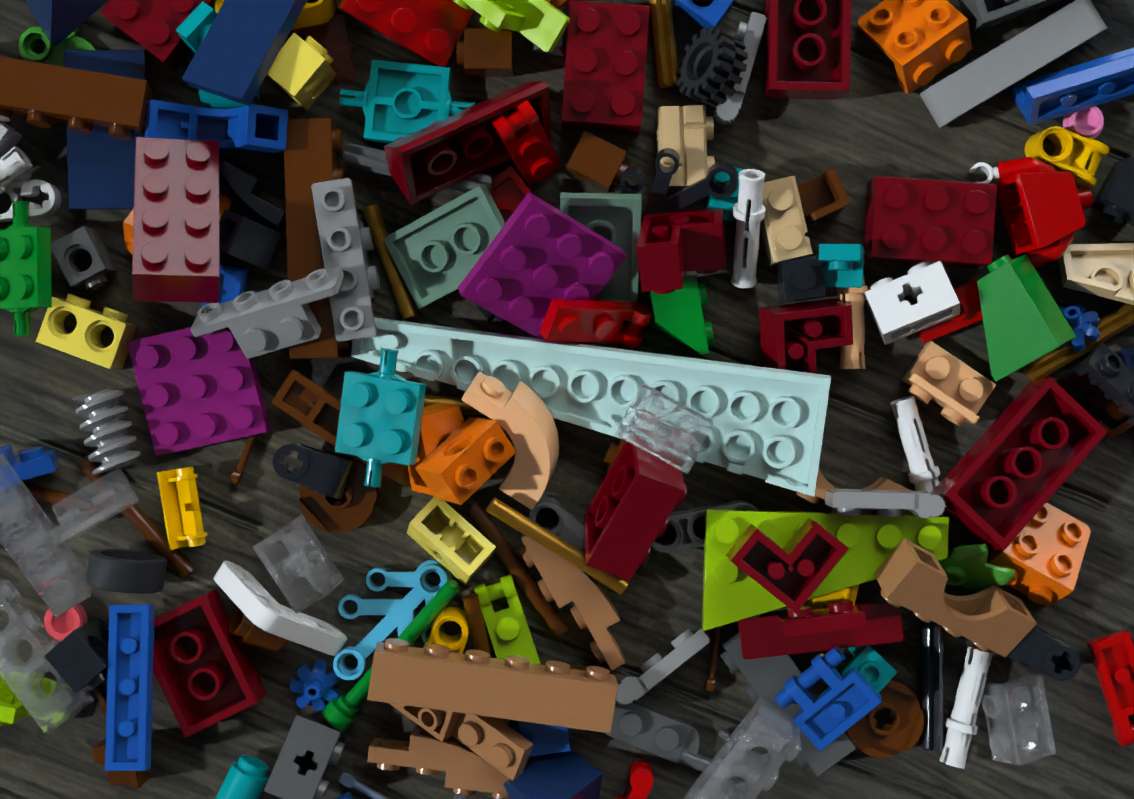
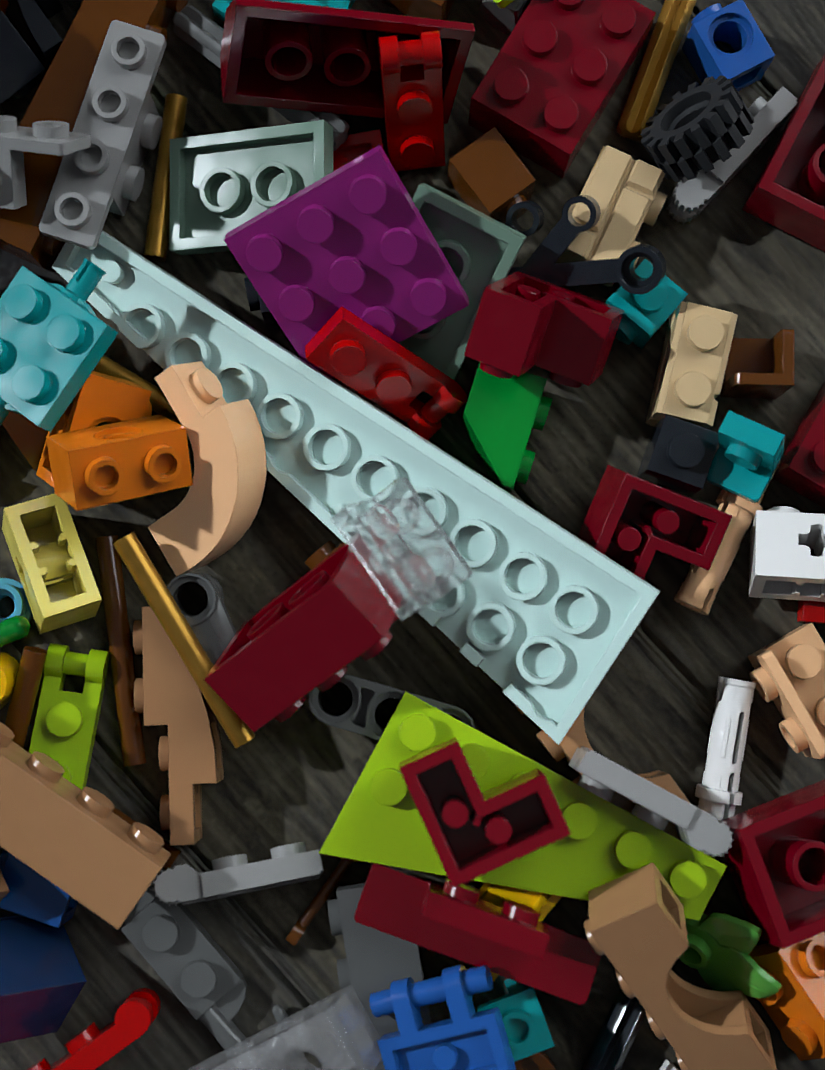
camera: 25 degrees right, 5 degrees down
(749, 189) = (673, 297): white pin -> none

